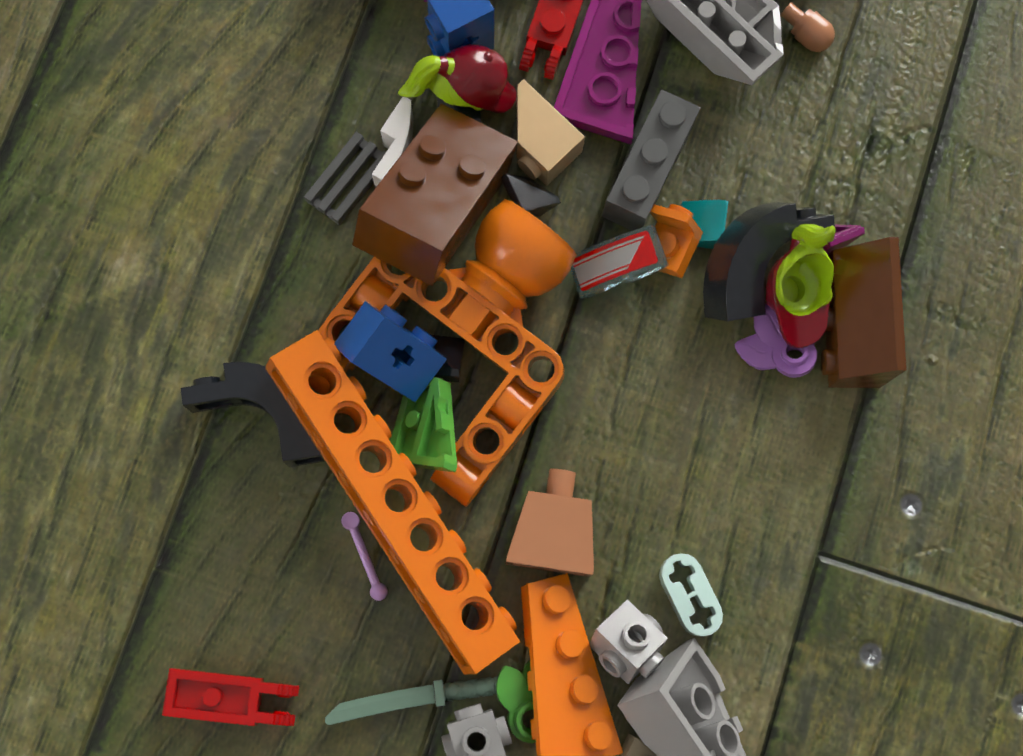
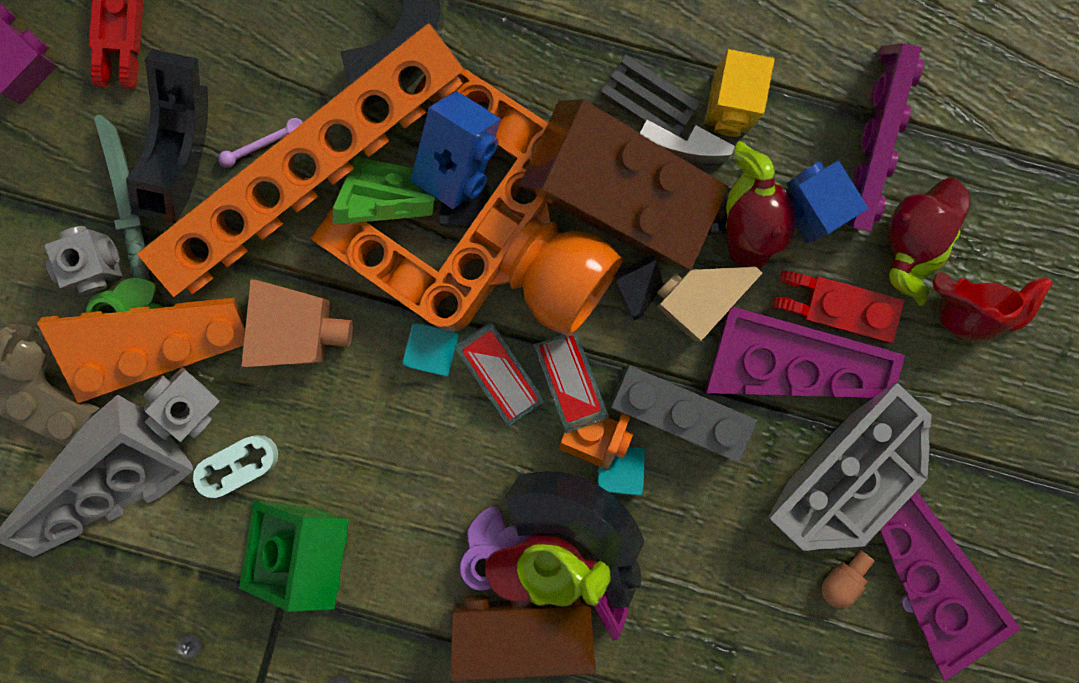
camera: 85 degrees right, 10 degrees up
(353, 90) = (738, 92): none -> yellow brick
(356, 641) = (175, 137): none -> black arch
(580, 396) = (430, 349): none -> teal slope
(606, 330) = (499, 373): none -> slope
(781, 538) = (294, 556): none -> green slope

